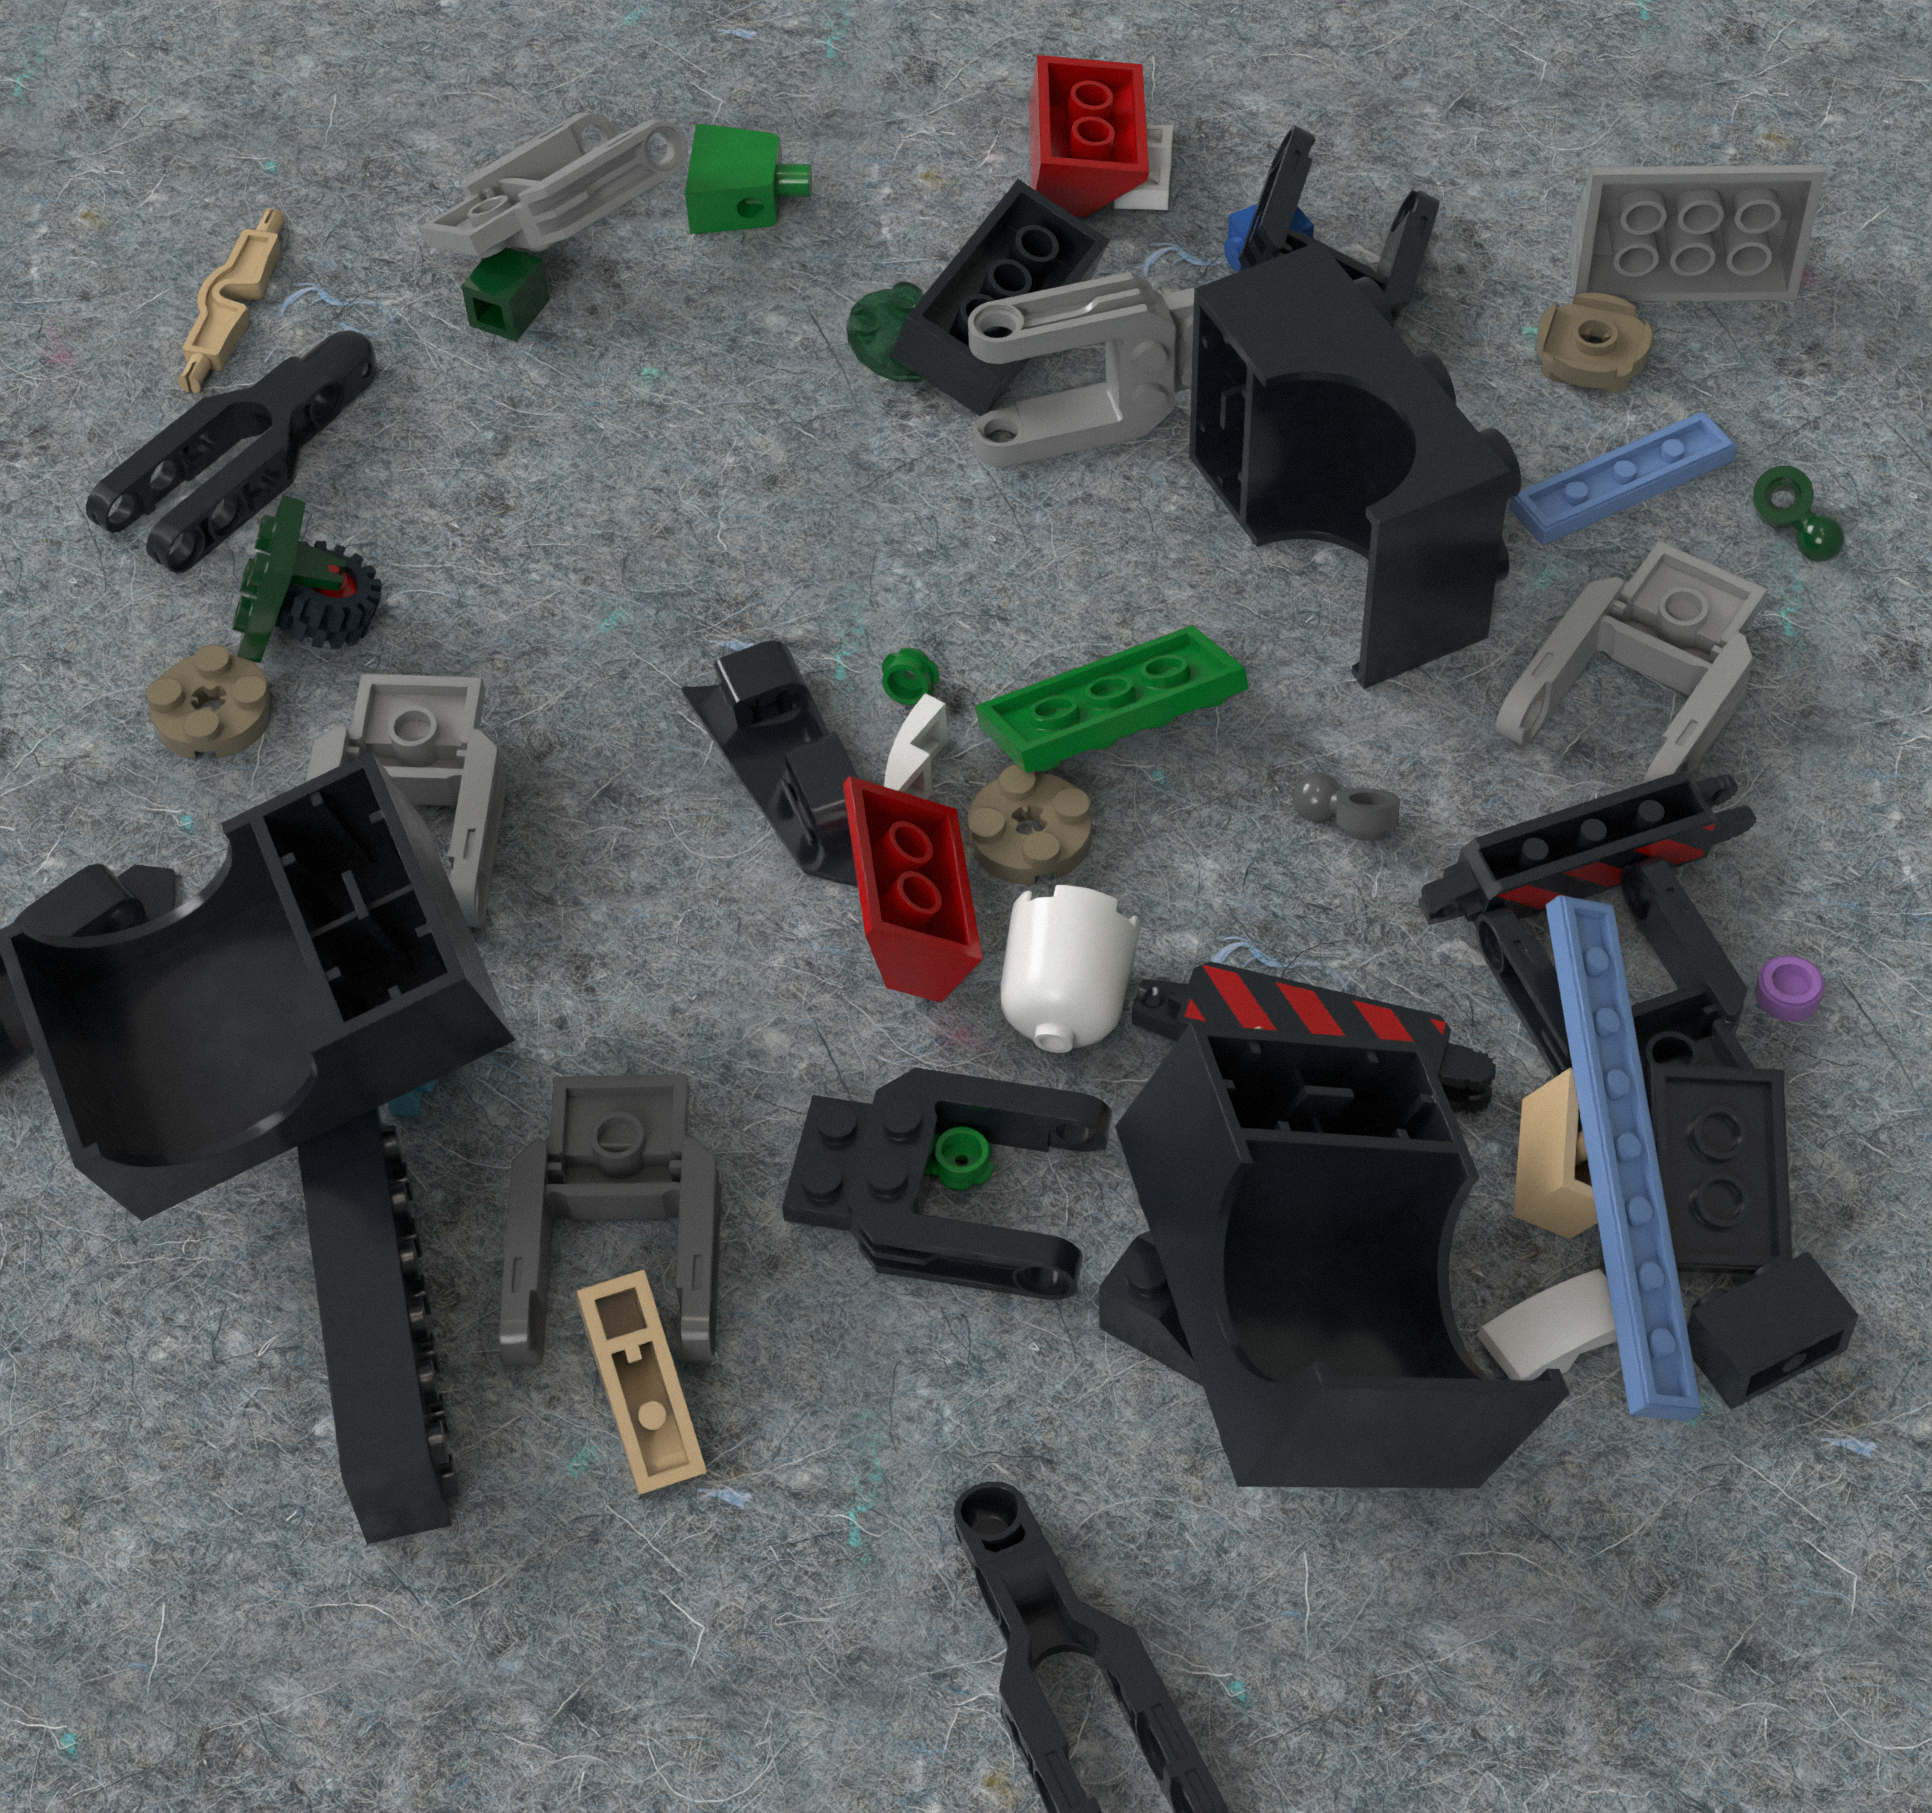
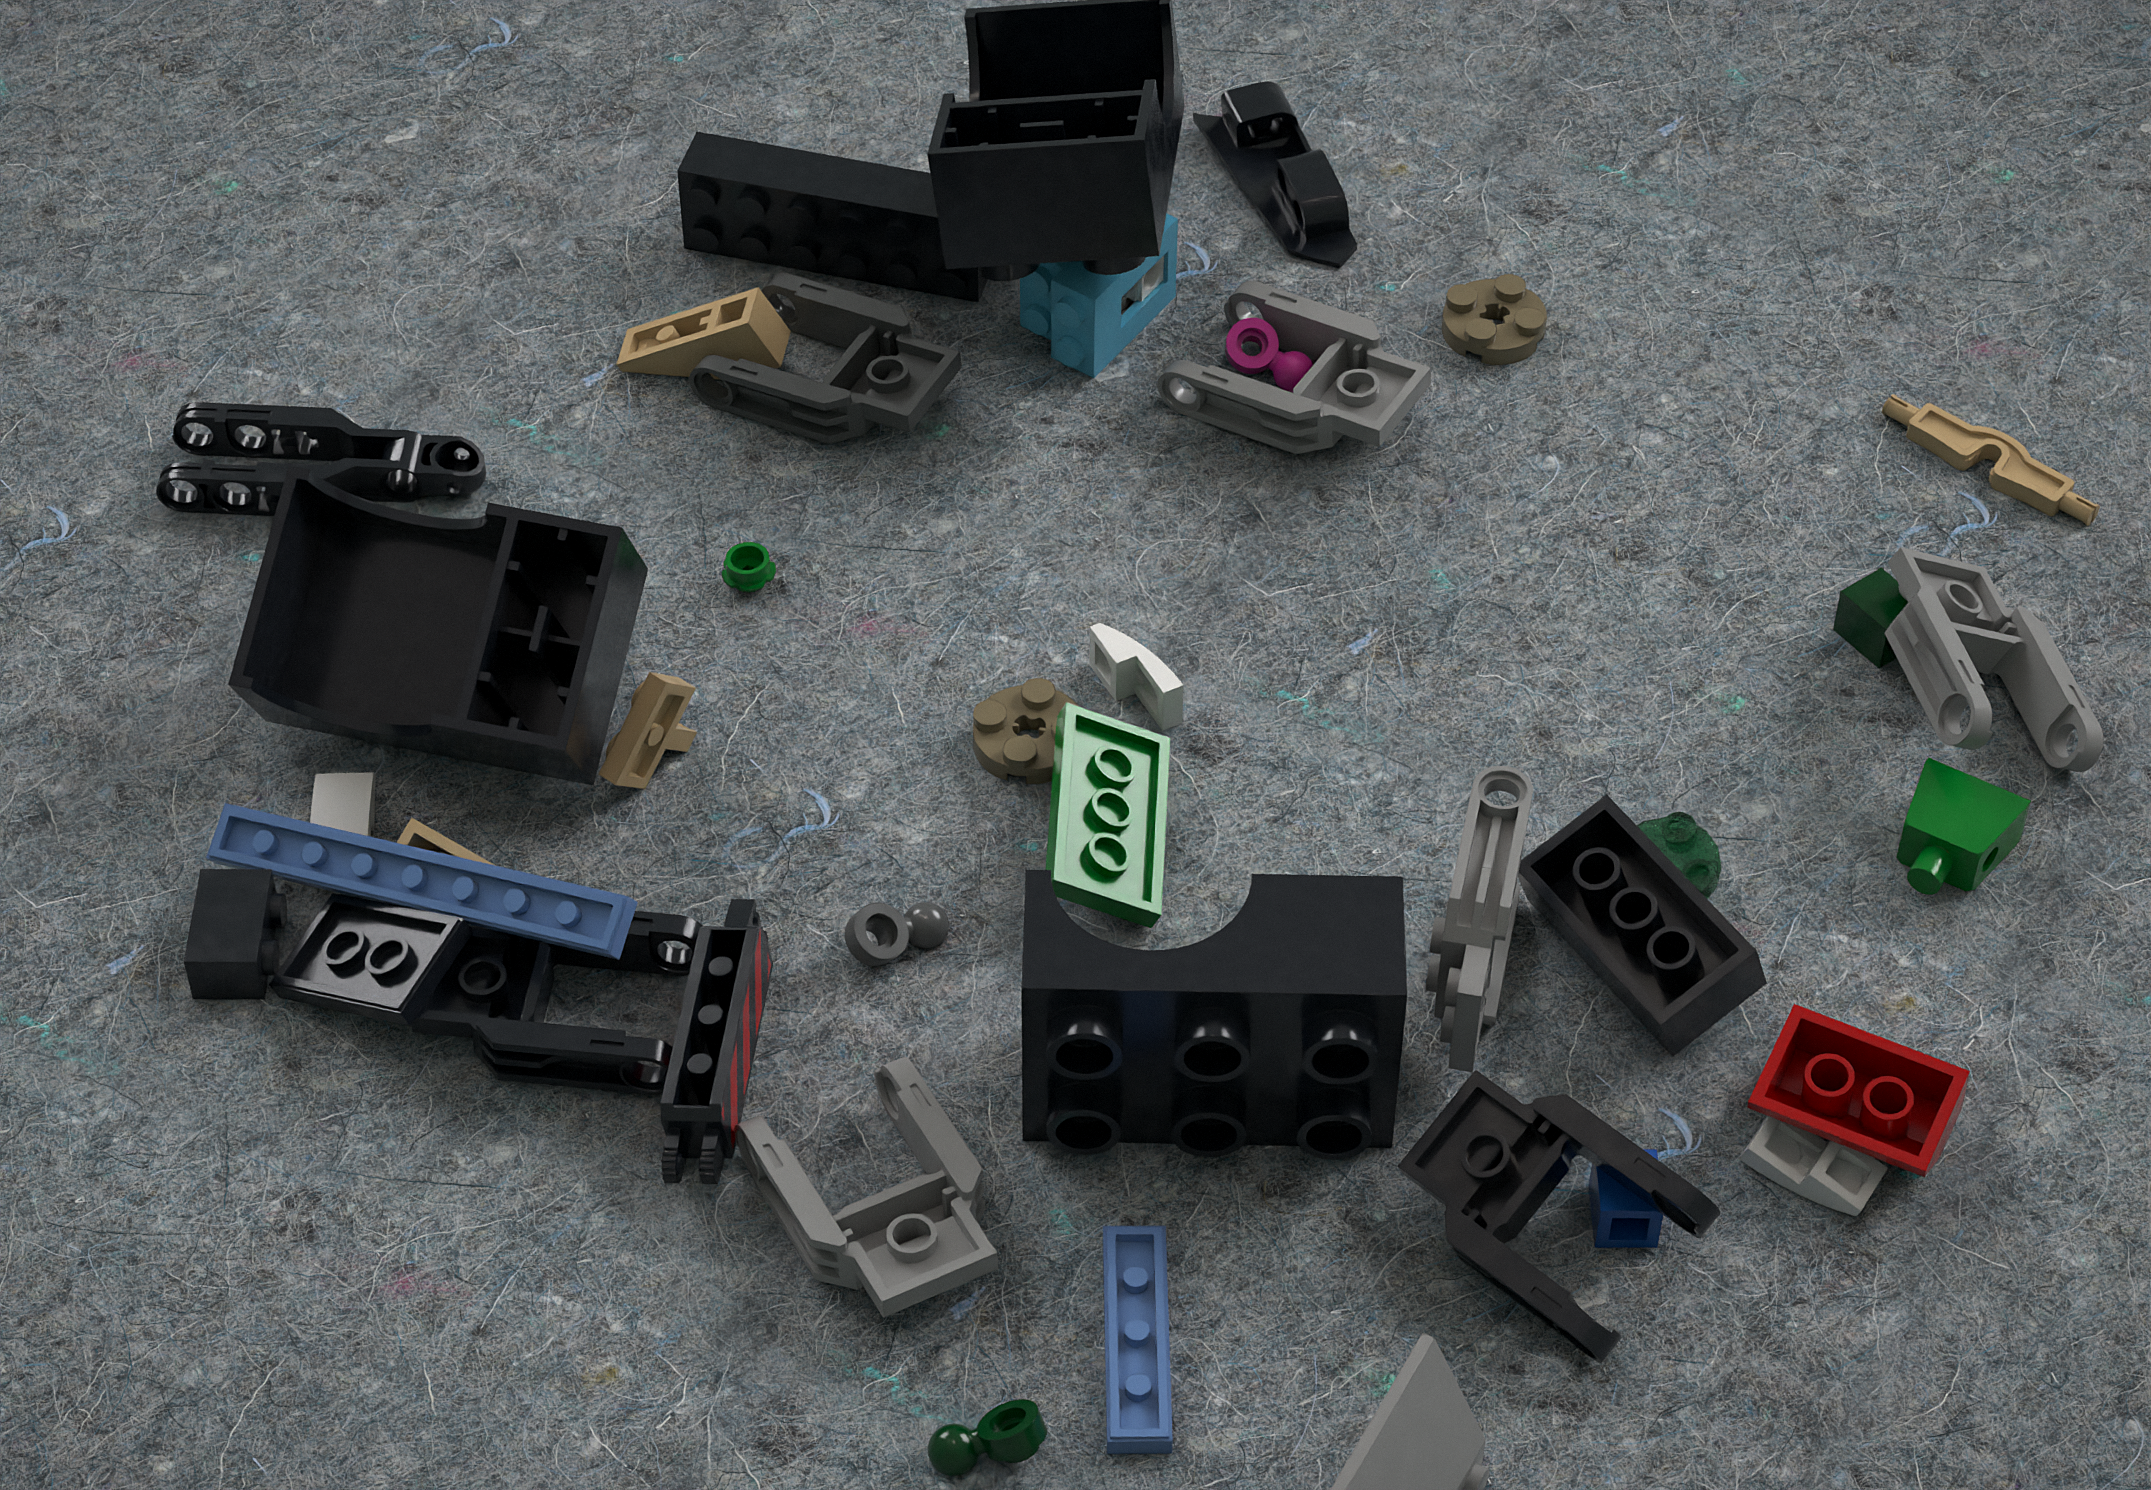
camera: 115 degrees right, 5 degrees down
(293, 398) = (1804, 441): black piece -> none
(302, 588) = (1561, 371): plate -> none
(782, 754) = (1173, 618): black panel -> none
(874, 1162) = (772, 506): black plate -> none
(901, 684) = (1236, 716): green plate -> none
(912, 889) = (989, 586): red slope -> none
(1067, 967) = (851, 664): white cylinder -> none
(1252, 999) = (685, 797): black hinge -> none
(1608, 365) = (1288, 1409): dark tan plate -> none
(1789, 988) = (505, 1136): medium lavender tile -> none

